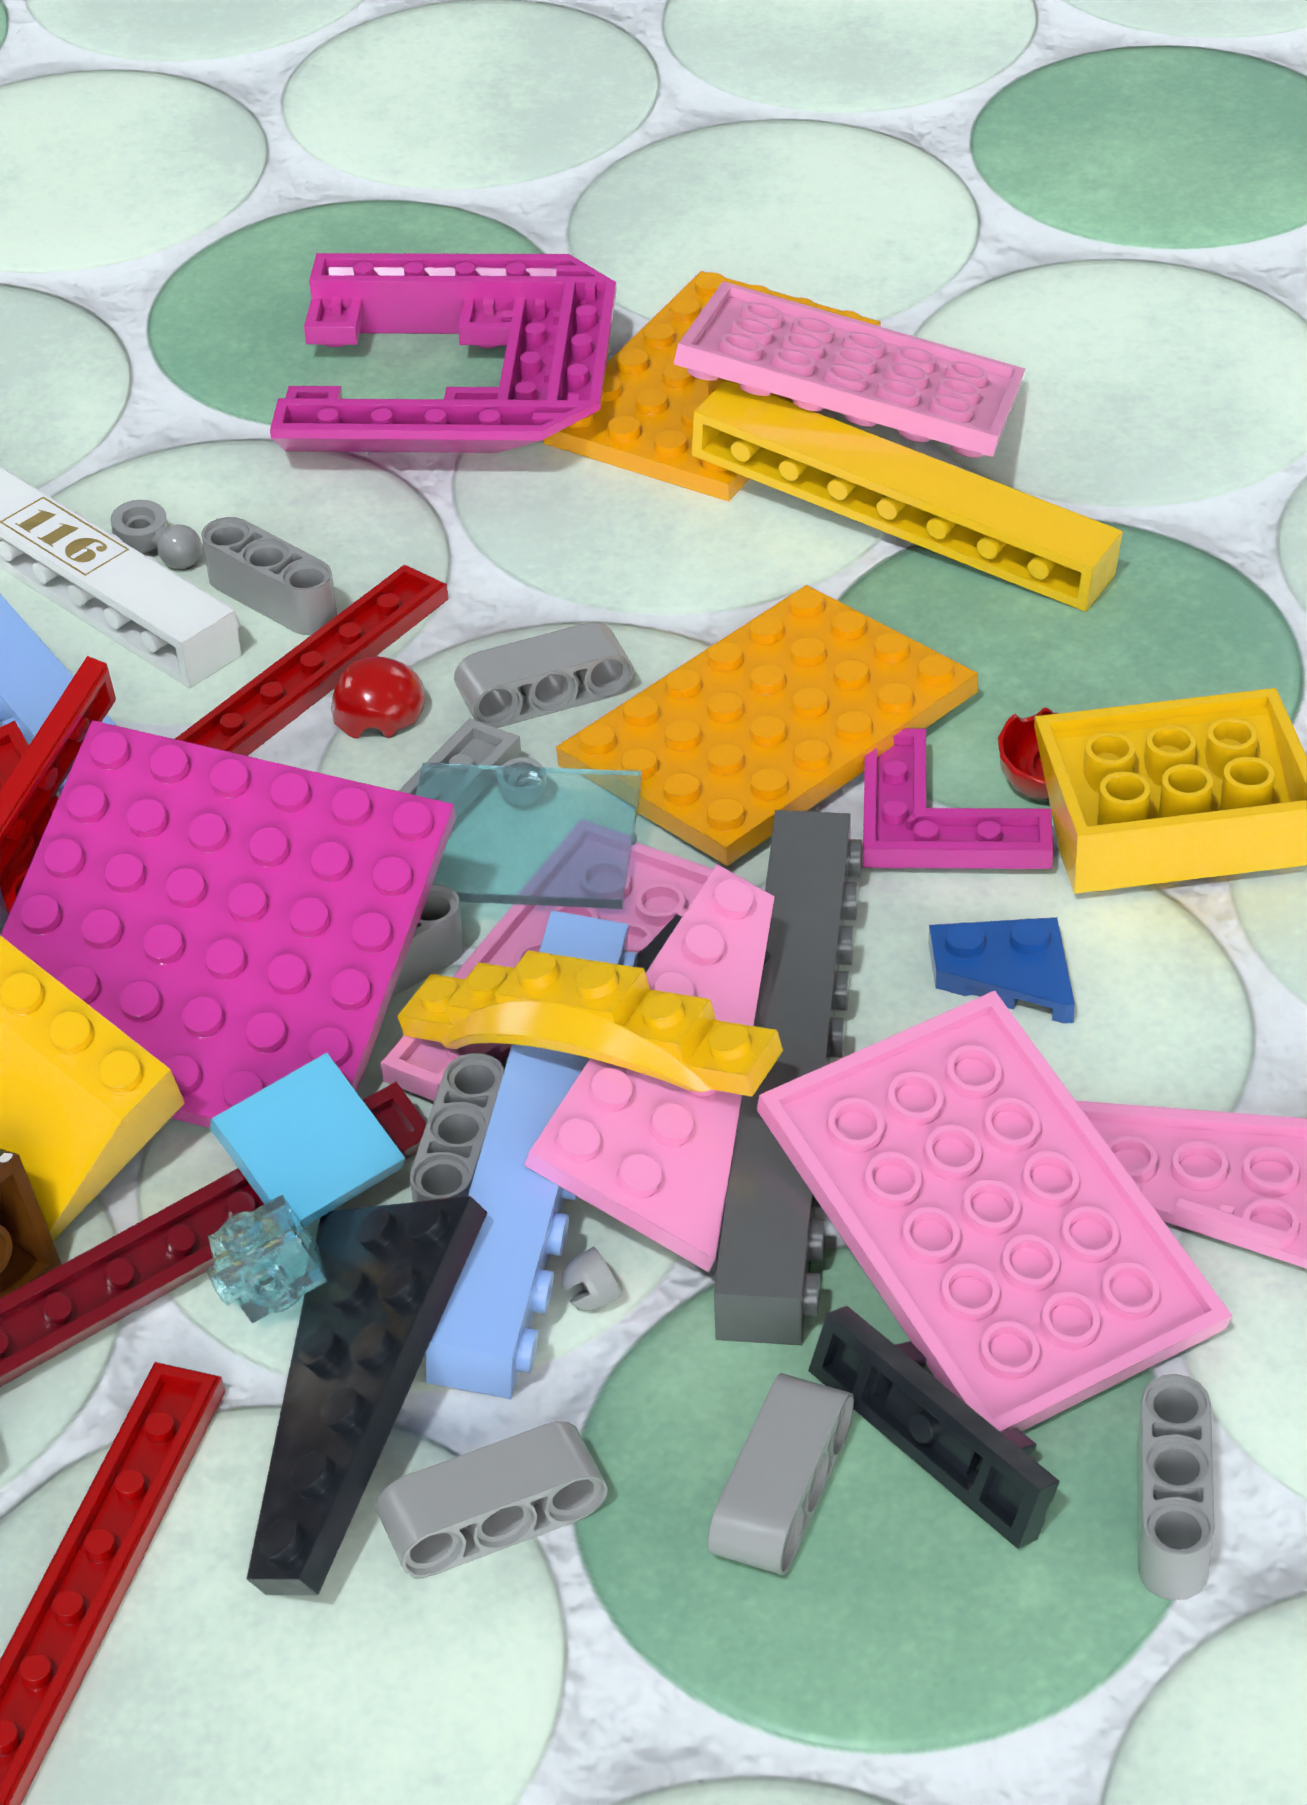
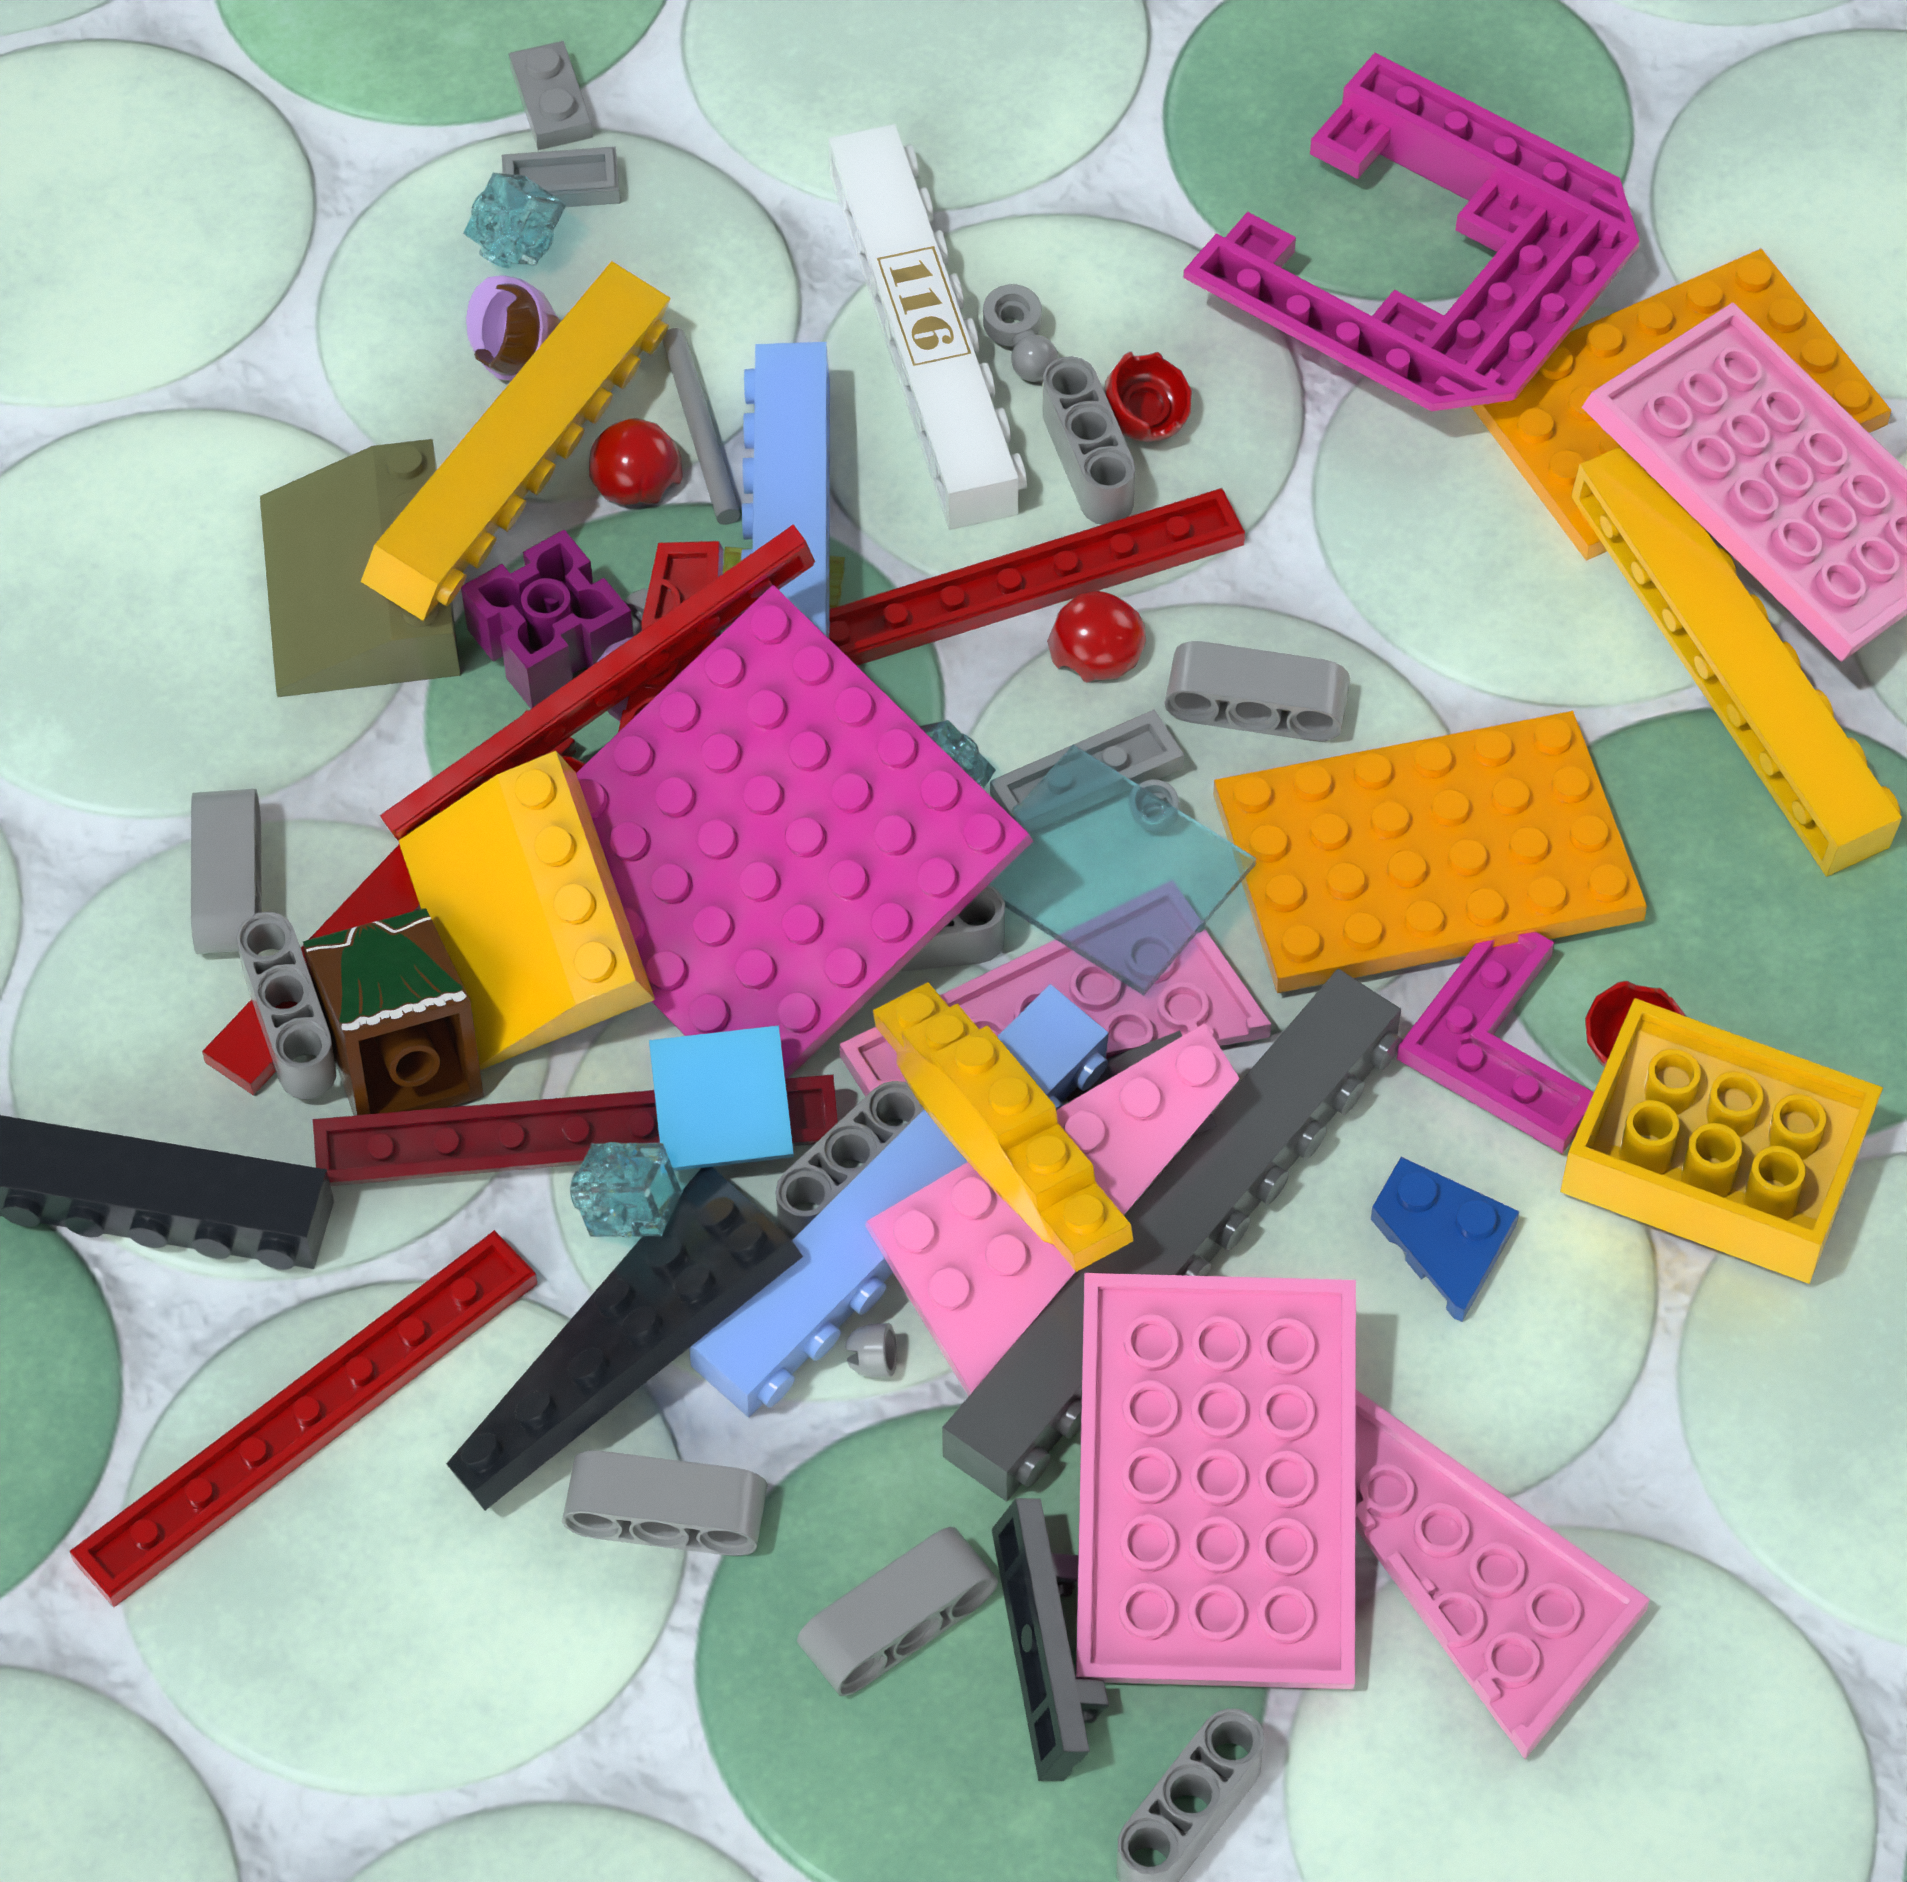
camera: 30 degrees right, 15 degrees up
(301, 523) = (1148, 397): none -> red hair

